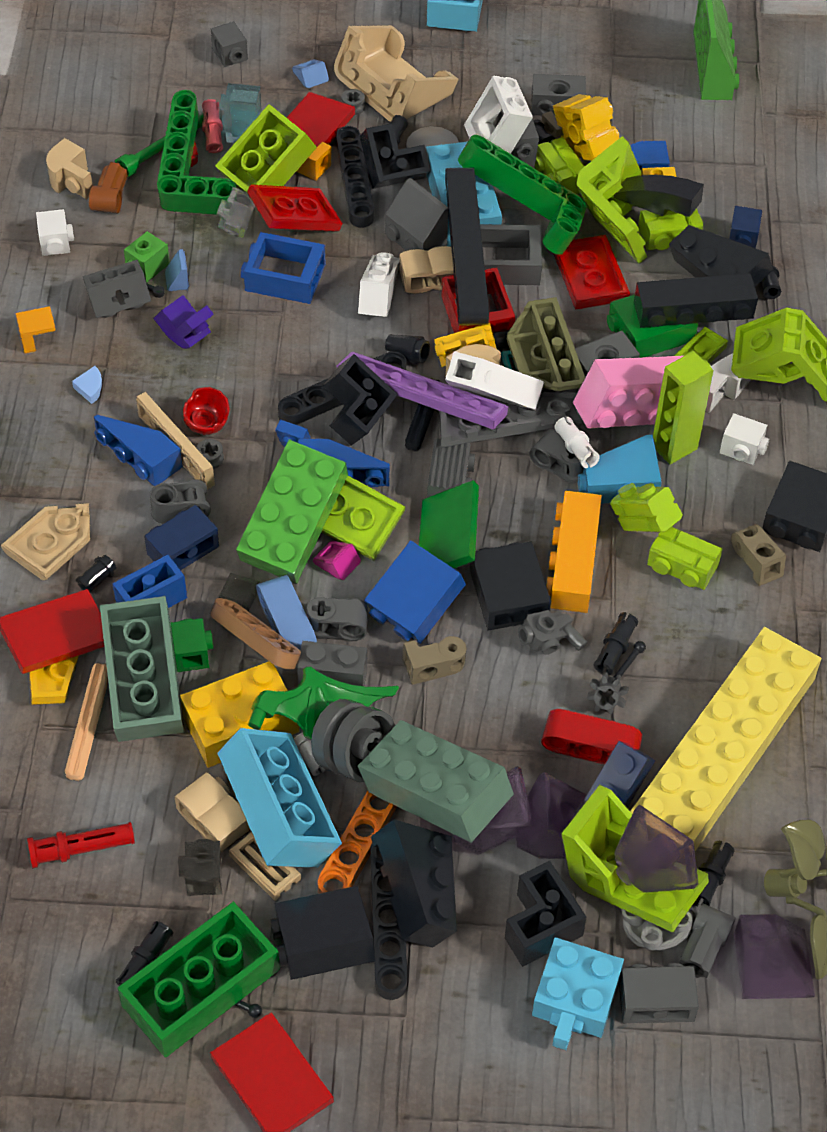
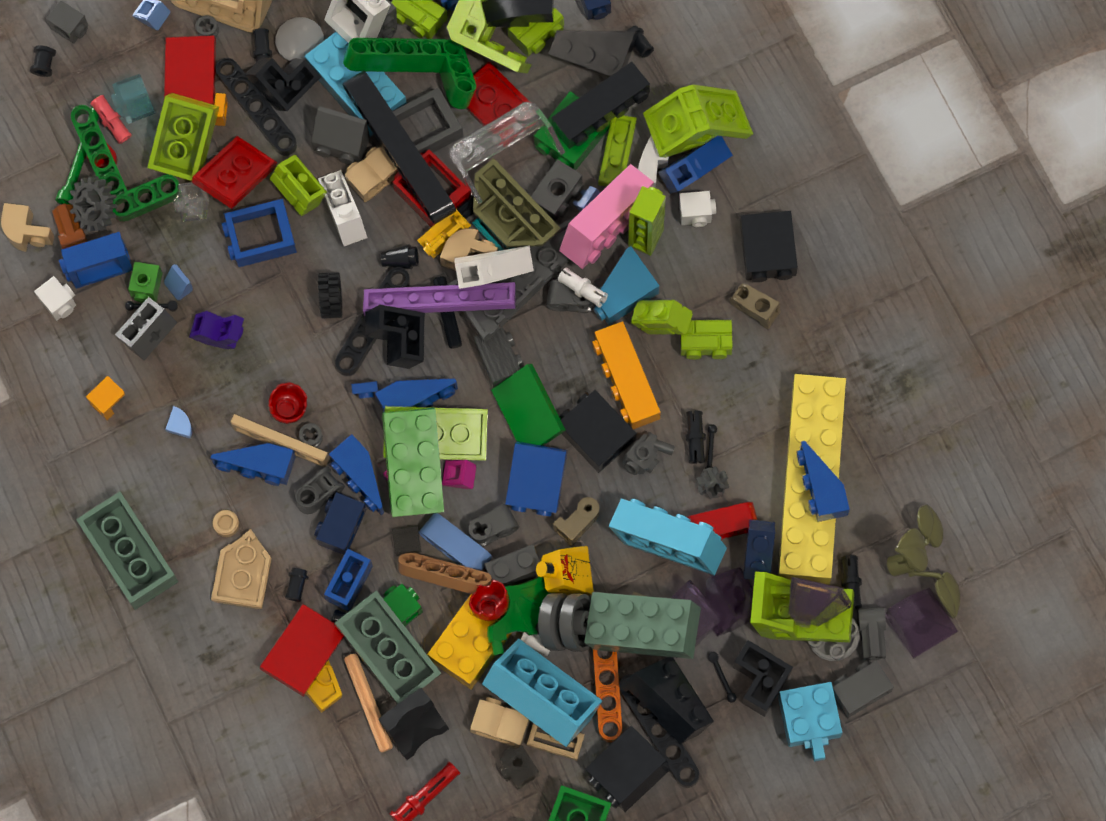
camera: 25 degrees left, 20 degrees up
(68, 488) = (226, 523): none -> tan tile
(116, 199) = (96, 260): none -> blue window
(116, 756) = (413, 723): none -> black brick
(142, 169) = (93, 204): none -> dark grey gear
(185, 62) = (43, 61): none -> black bush
(236, 500) = (357, 467): none -> blue slope
(279, 670) = (489, 601): none -> red hair
(314, 340) = (330, 295): none -> black tyre
(348, 243) = (298, 185): none -> lime brick
(388, 688) = (567, 571): none -> yellow torso
(500, 875) = (713, 658): none -> black hinge
(522, 708) = (668, 535): none -> medium azure brick
(572, 279) = (497, 137): none -> clear windscreen
(735, 743) = (826, 490): none -> blue slope
(765, 400) = (695, 164): none -> blue slope

